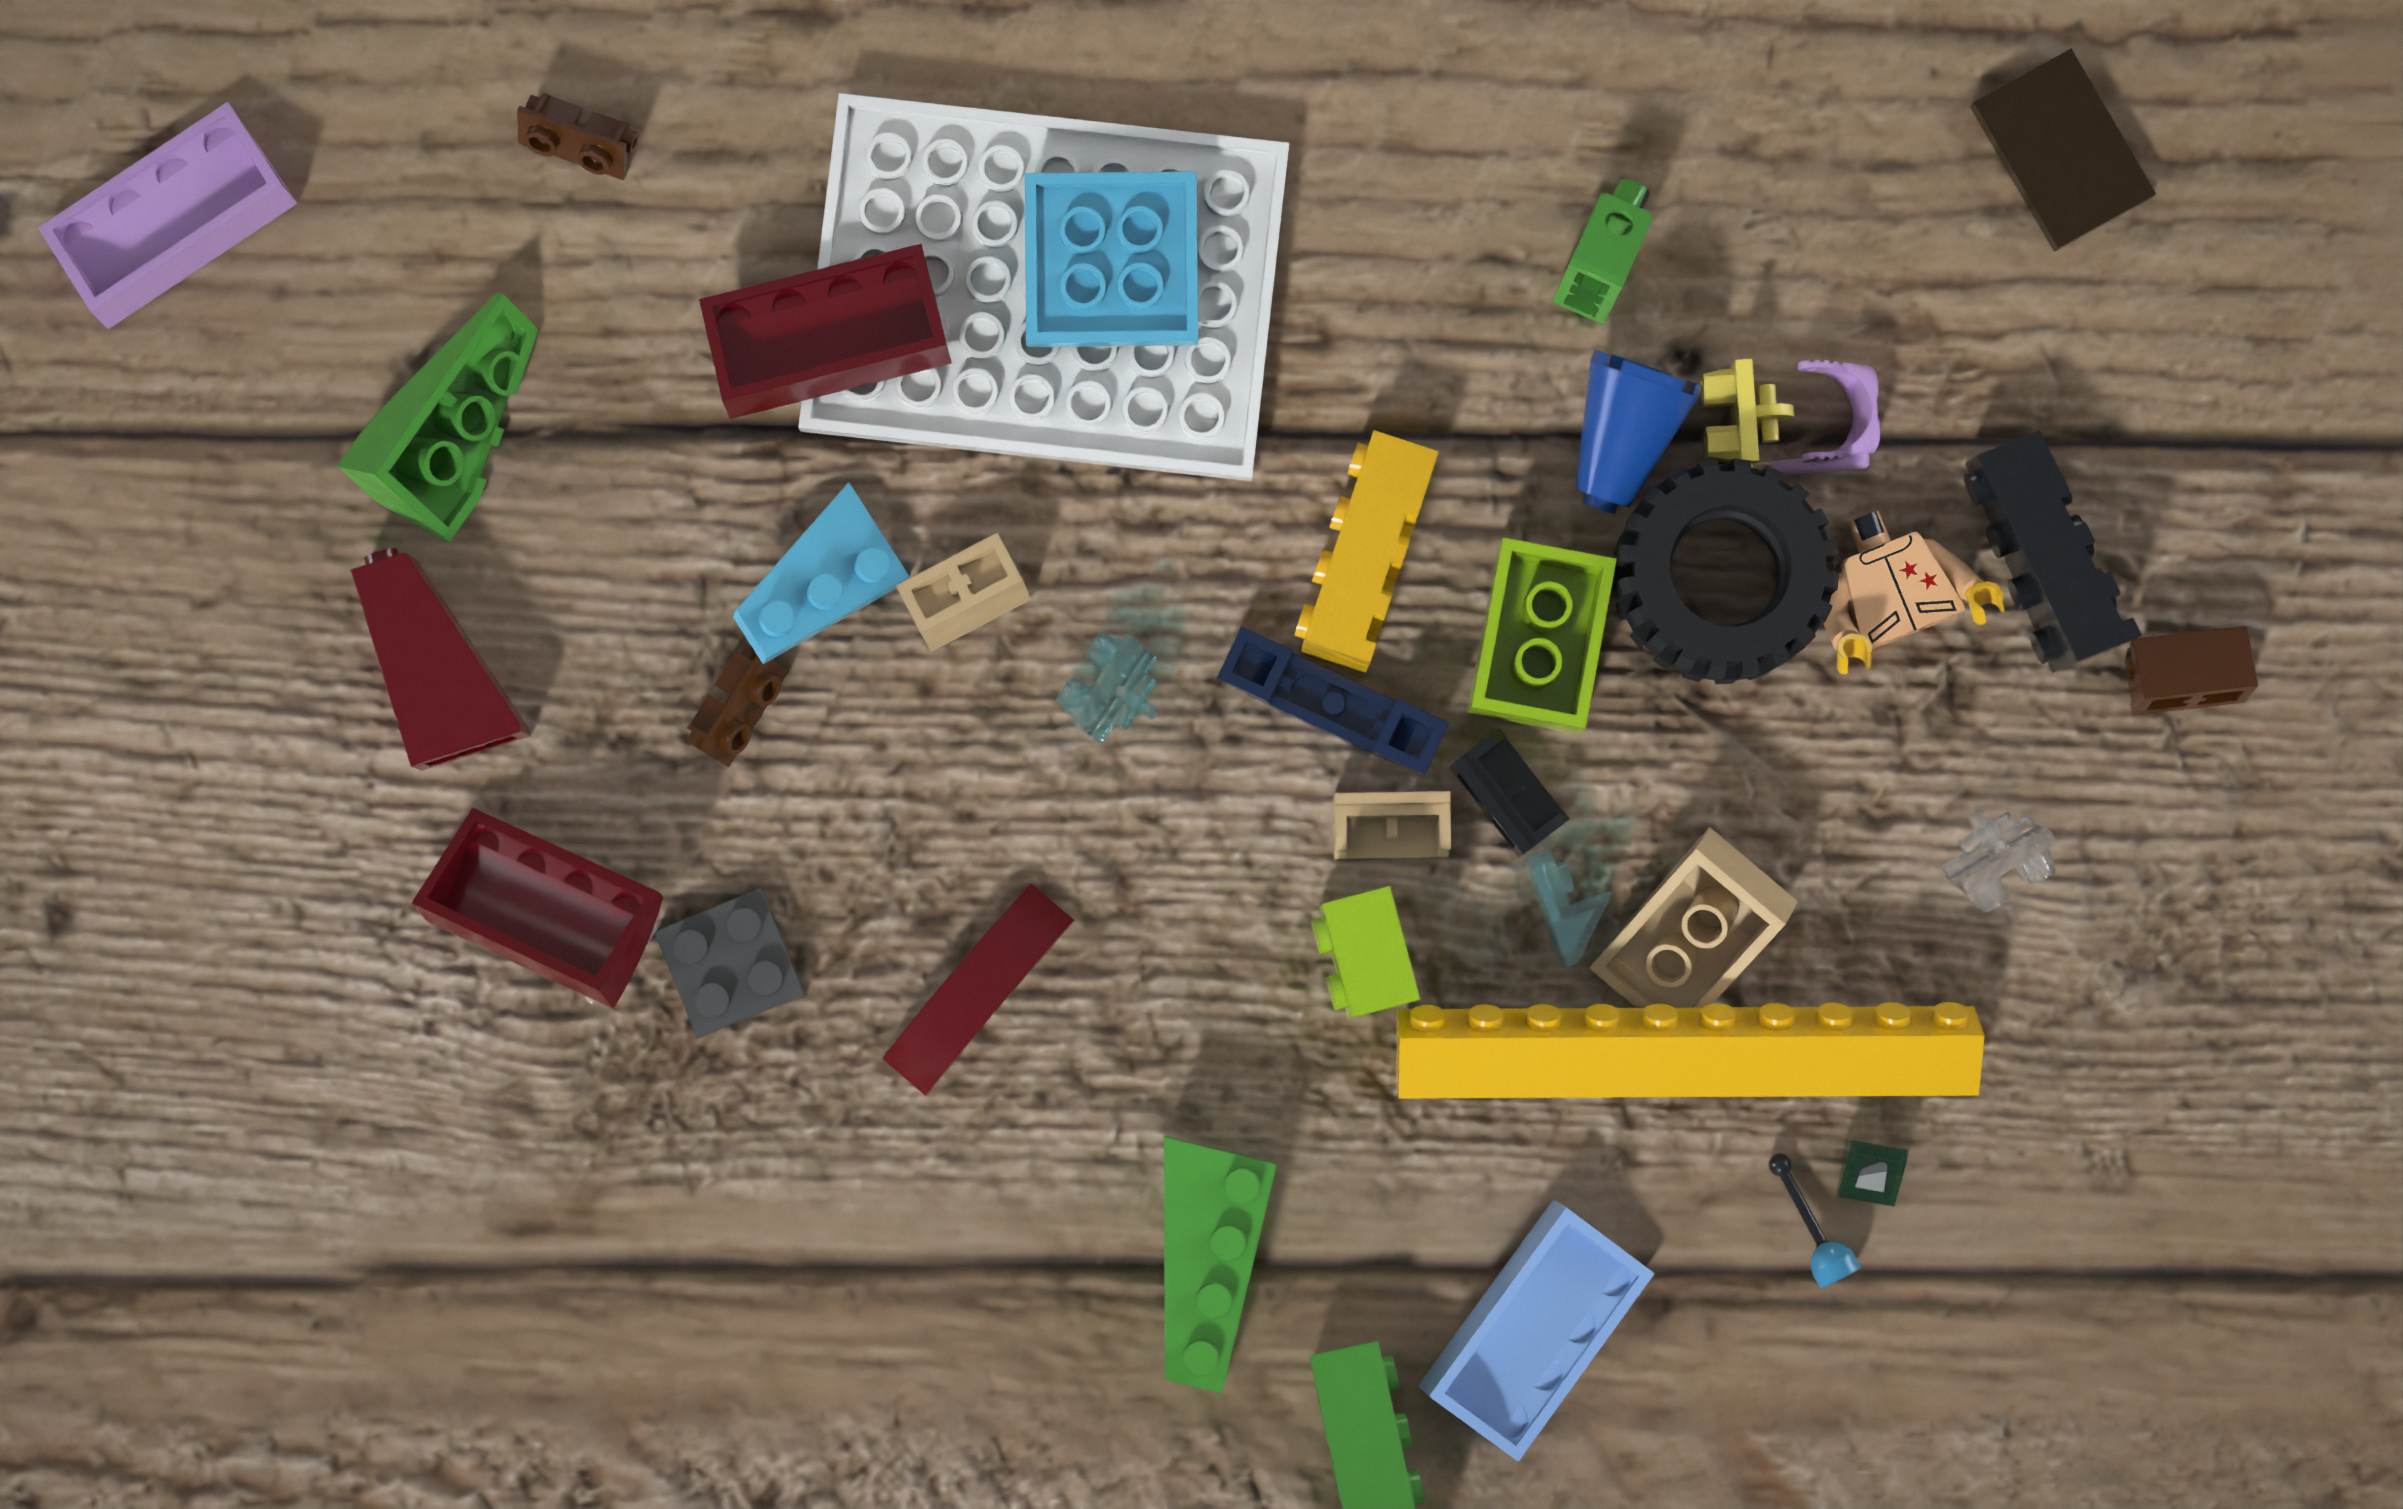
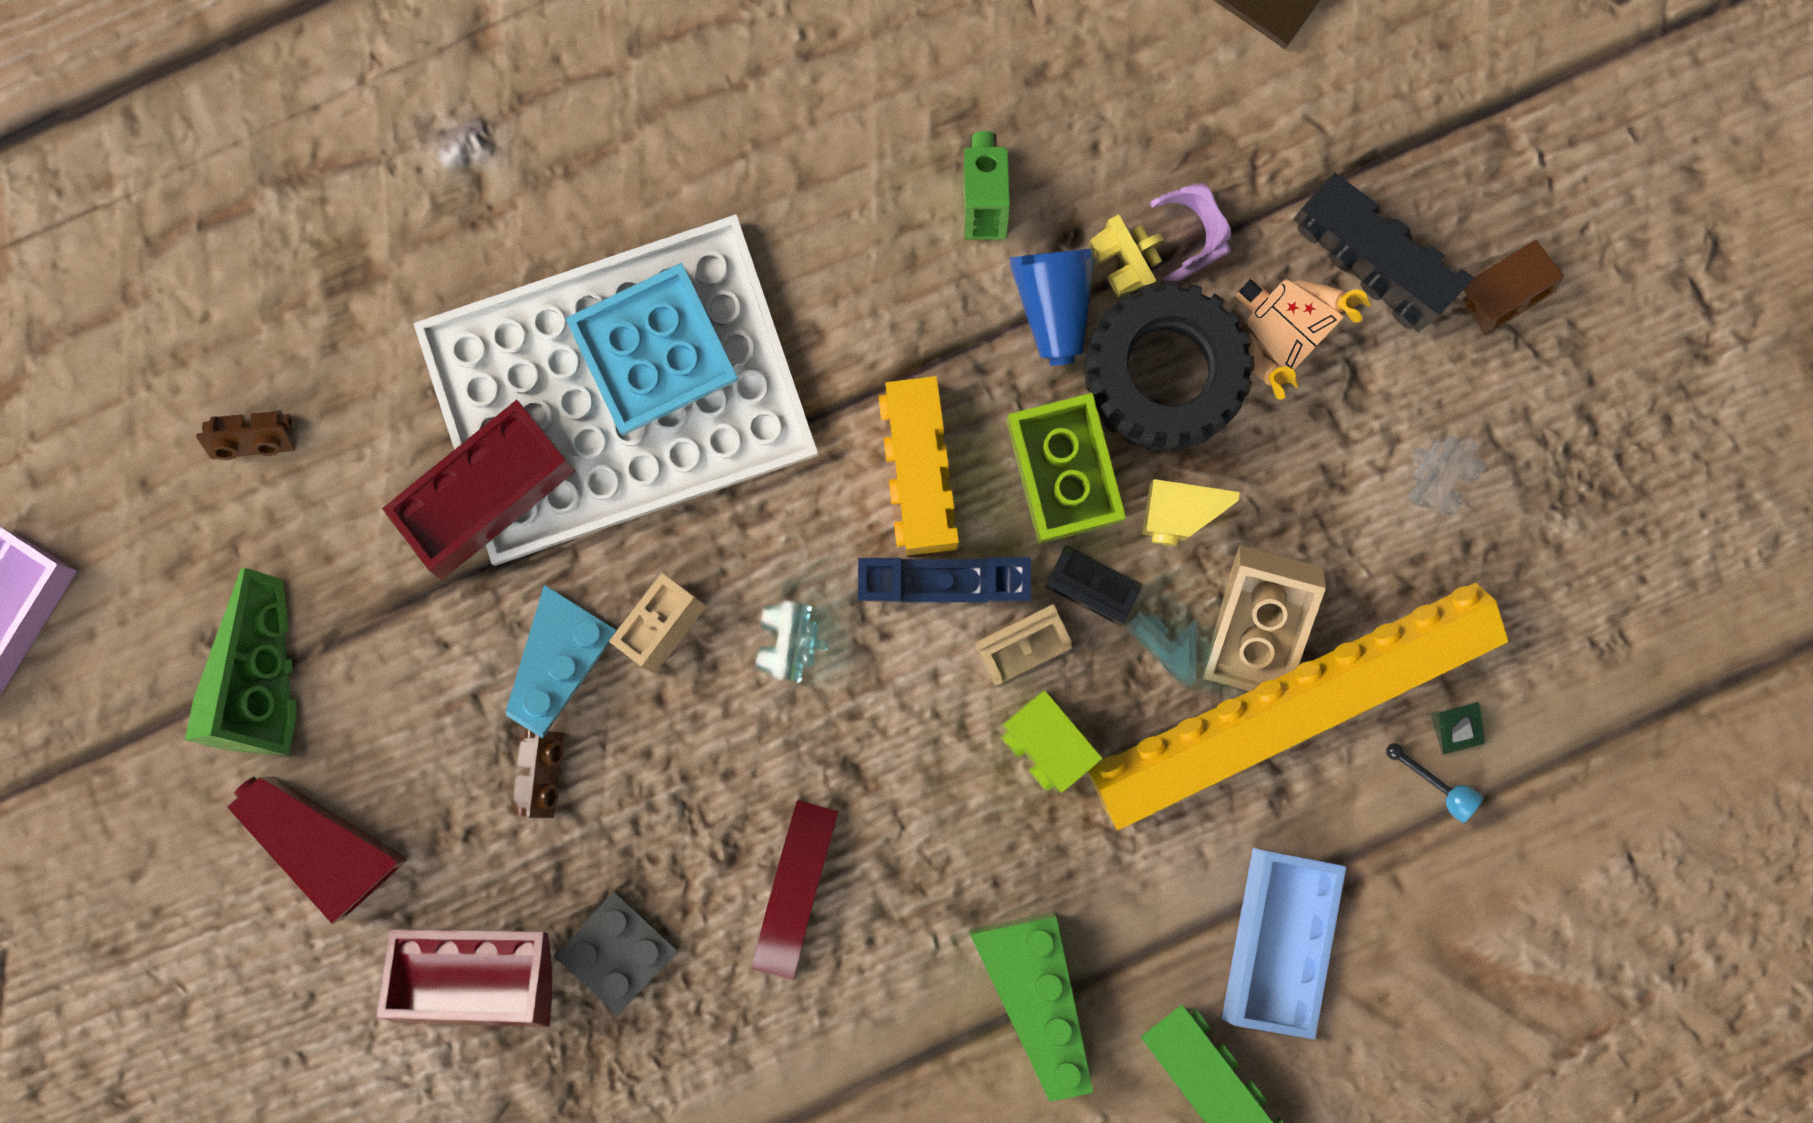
camera: 20 degrees left, 0 degrees up
(1661, 753) = (1180, 510): none -> light yellow slope

